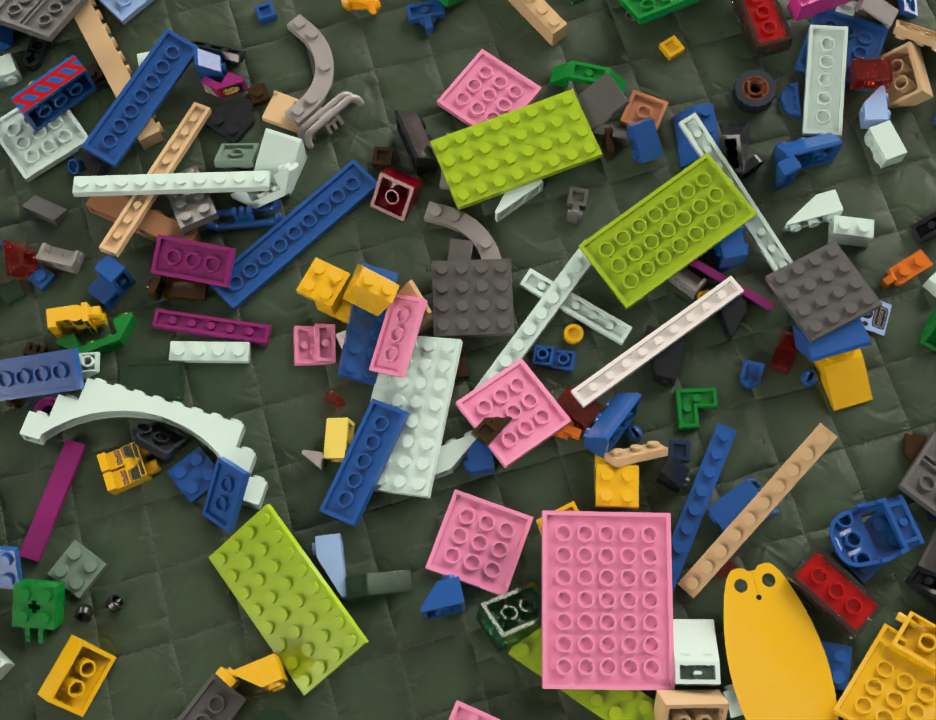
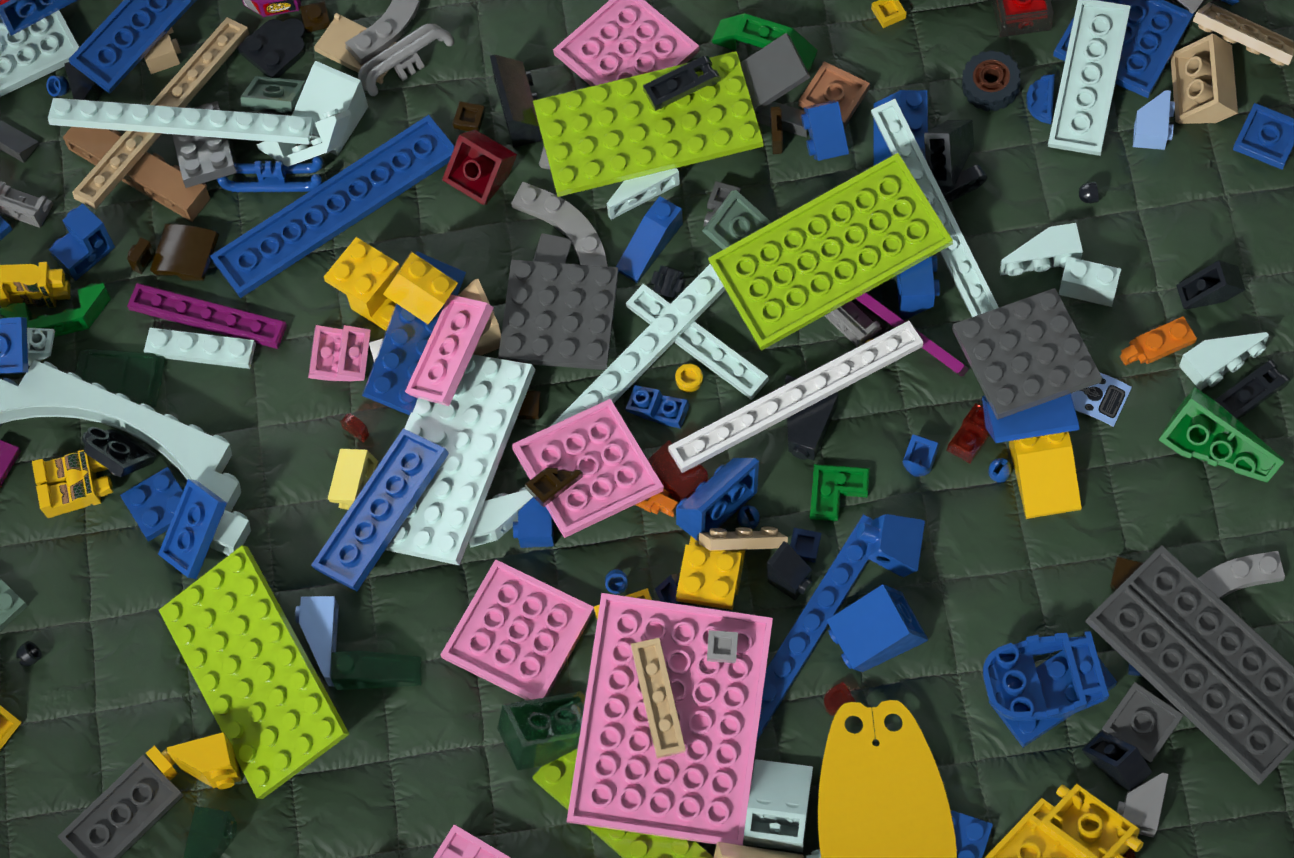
camera: 10 degrees right, 5 degrees down
(193, 261) = (194, 225): magenta plate -> none
(315, 457) = (317, 498): light grey slope -> none
(444, 598) = (455, 693): blue slope -> none
(529, 234) = (650, 238): none -> blue slope
(537, 116) = (681, 82): none -> black plate
(546, 495) = (616, 585): none -> blue hinge
(548, 264) = (668, 281): none -> black gear
(587, 498) = (668, 588): none -> dark blue plate
(591, 215) = (734, 221): none -> sand green plate
(597, 587) = (658, 698): none -> tan plate
(638, 541) = (722, 646): none -> light grey plate
(731, 316) = (907, 376): black slope -> none
(745, 442) = (893, 542): none -> blue torso
(757, 510) = (888, 627): tan plate -> none
(786, 172) = (1011, 193): blue slope -> none
(809, 151) = (1046, 170): blue slope -> none
(834, 592) = (978, 748): brick -> none
(838, 165) = (1089, 192): none -> black hinge
(870, 73) = (1152, 72): clear red brick -> none
(885, 144) = (1159, 171): light aqua brick -> none

